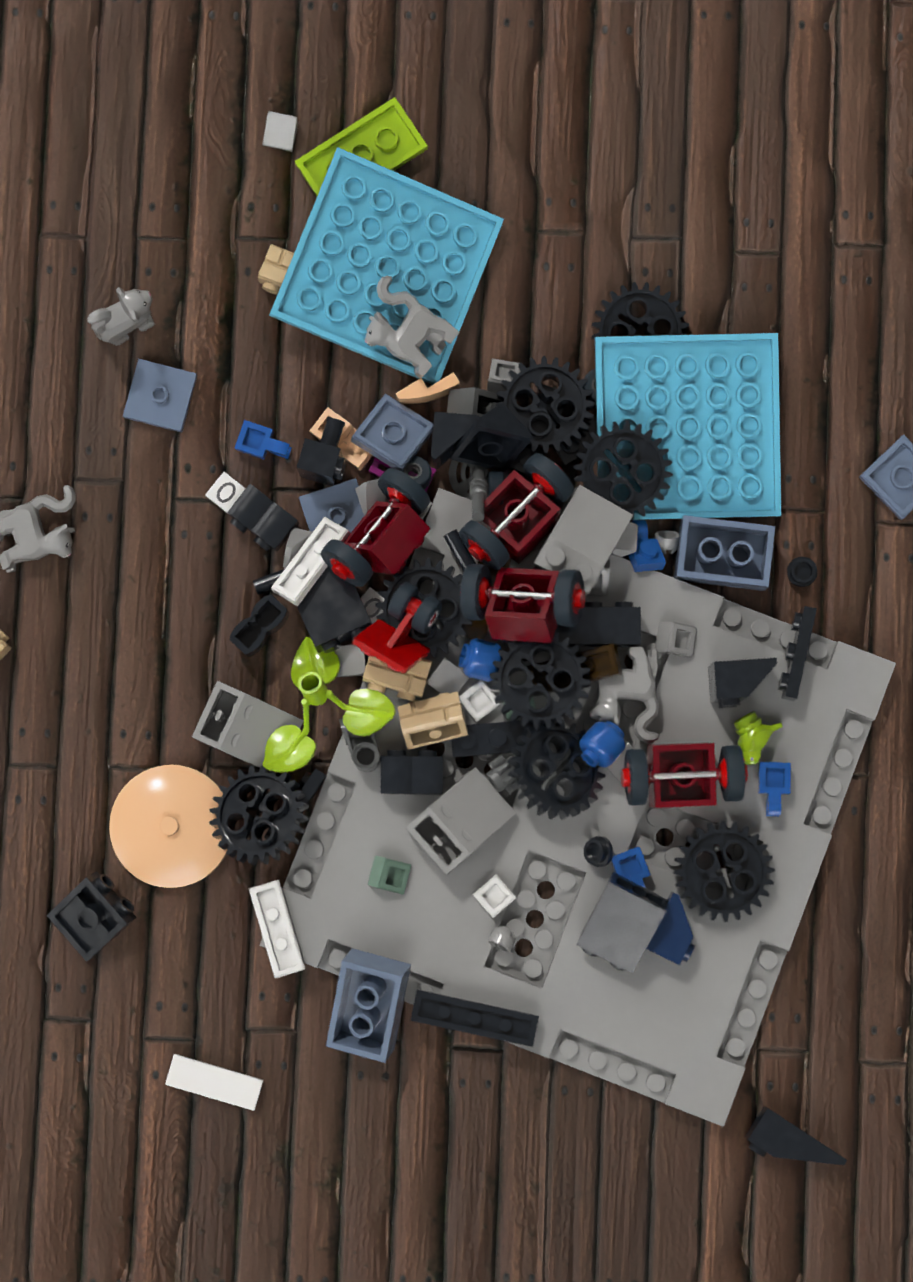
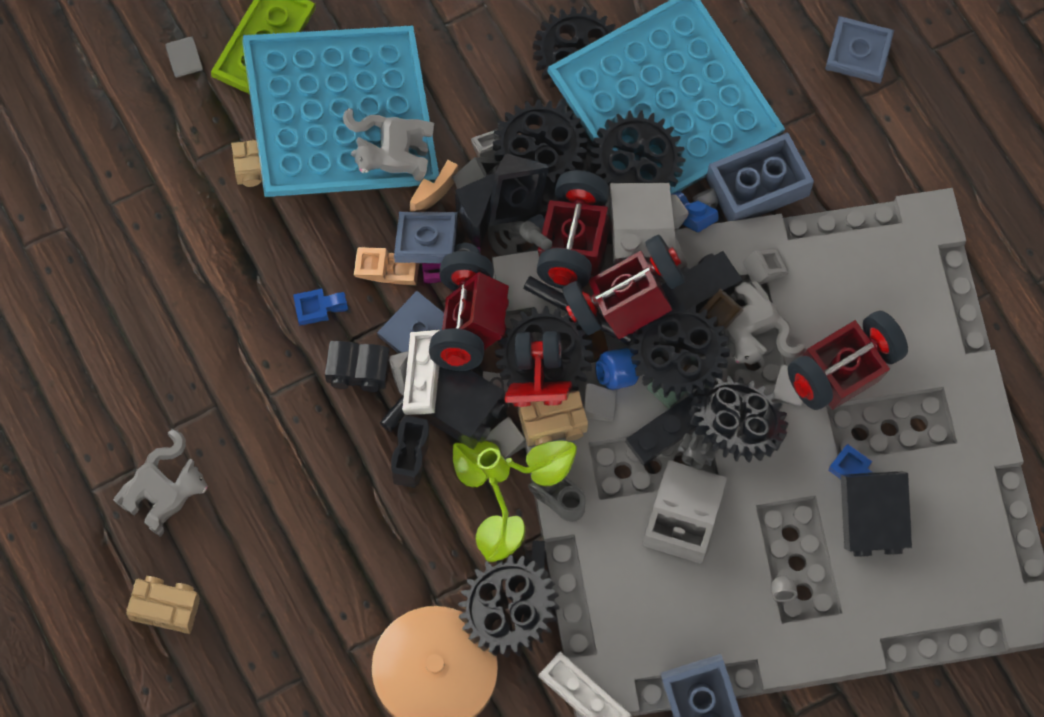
camera: 35 degrees left, 15 degrees down
(121, 318) = (138, 265): light grey animal -> none
(160, 395) = (207, 317): sand blue plate -> none
(225, 492) = (311, 364): white tile -> none
(240, 723) = (443, 543): light grey slope -> none
(323, 459) = (380, 284): black brick -> none
(368, 494) = (436, 295): light grey slope -> none
(389, 875) = (651, 592): sand green slope -> none
(412, 773) = (619, 495): black brick -> none
(432, 720) = (609, 439): tan brick -> none
(474, 1018) = (803, 668): black plate -> none
(478, 700) = (636, 405): white tile -> none
(494, 896) = (752, 558): white tile -> none
(598, 851) = (816, 468): black plate -> none
(602, 744) = (764, 375): blue head -> none
(673, 933) = (927, 502): dark blue slope -> none
(696, 879) = (911, 442): black gear -> none
(736, 679) = (836, 263): black slope -> none
(753, 736) = (878, 299): lime animal -> none
(774, 780) = (922, 330): blue plate -> none
(797, 653) = (871, 220): black plate -> none
(802, 571) = (829, 163): black plate -> none

